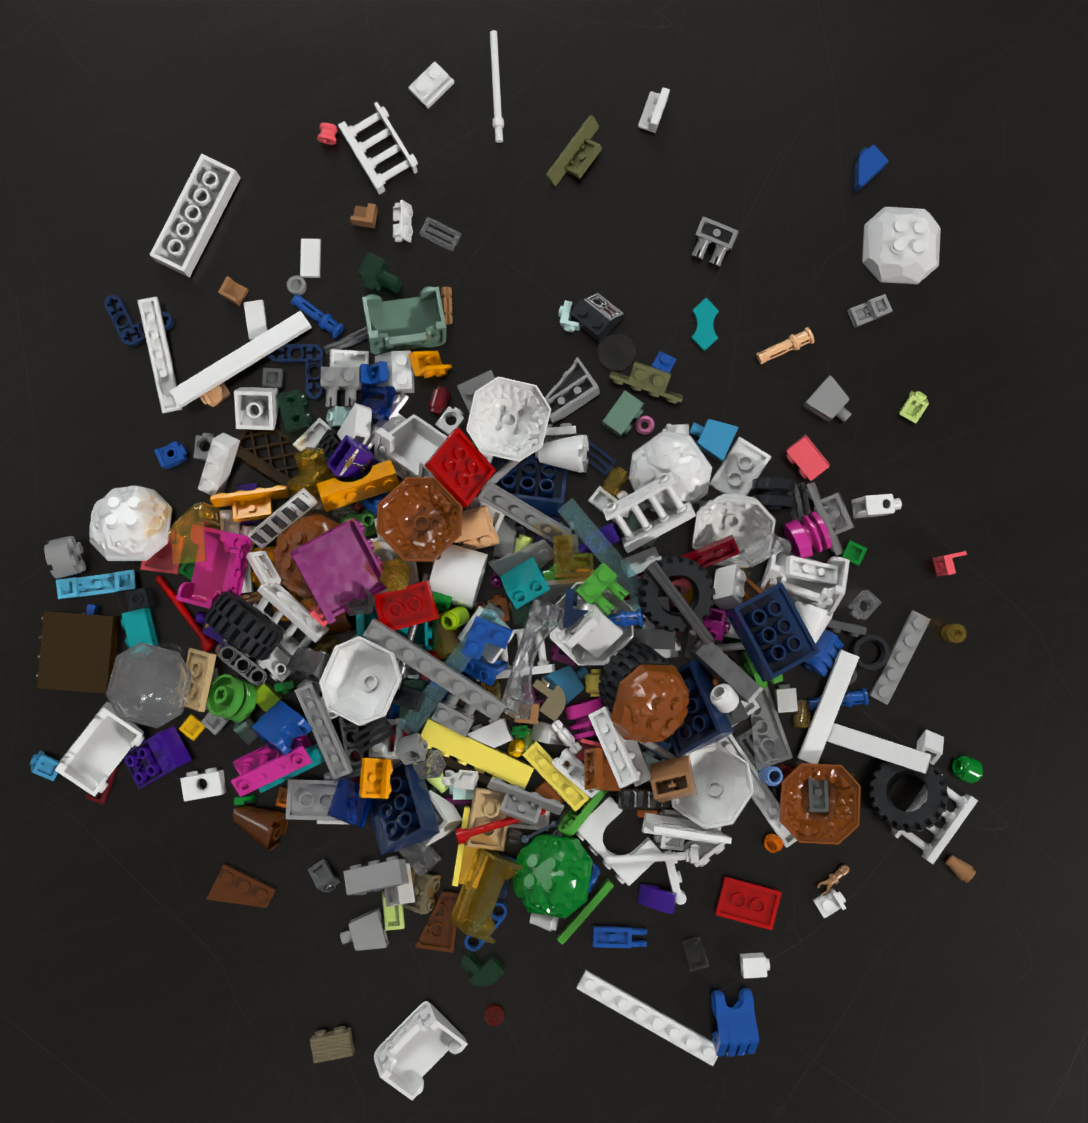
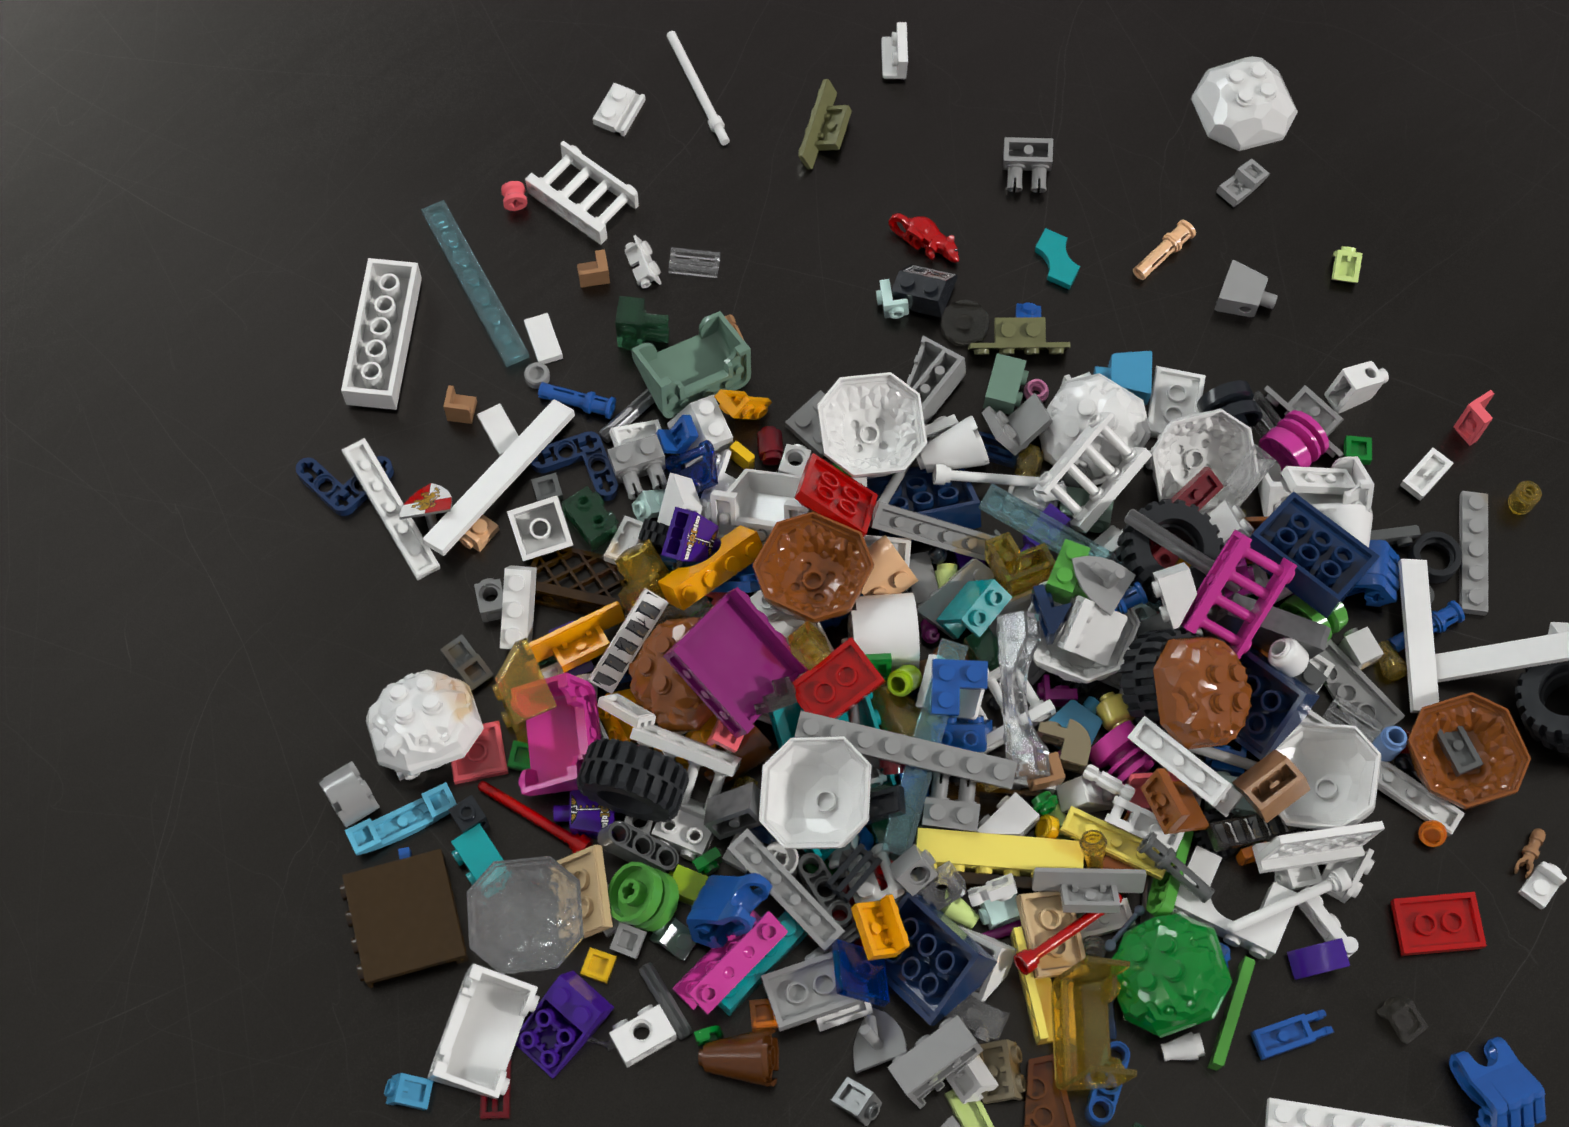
camera: 25 degrees left, 20 degrees down
(176, 487) = (466, 662): none -> dark grey slope
(179, 455) = (447, 631): blue brick -> none
(184, 361) = (427, 502): none -> shield
(227, 765) = (665, 1000): none -> dark grey axle
(276, 195) = (475, 283): none -> clear light blue plate
(350, 845) = (877, 1041): none -> light grey shield
(416, 402) = (742, 456): none -> yellow tile
(536, 777) = (1093, 848): none -> clear yellow cone
(549, 471) = (944, 474): none -> white piece
(580, 803) = (1163, 861): none -> dark grey pin
(615, 269) = (924, 233): none -> red animal
(615, 602) = (1102, 580): none -> light grey shield
(616, 453) = (1020, 426): none -> light grey bracket
(661, 631) = (1176, 592): none -> white slope
(699, 631) = (1224, 571): none -> dark pink fence
(754, 965) = (1486, 1002): white brick -> none
(807, 458) = (1250, 359): coral brick -> none
(869, 164) = (1167, 34): blue slope -> none
(872, 604) = (1404, 495): clear brick -> none
(894, 588) = (1426, 474): none -> white plate

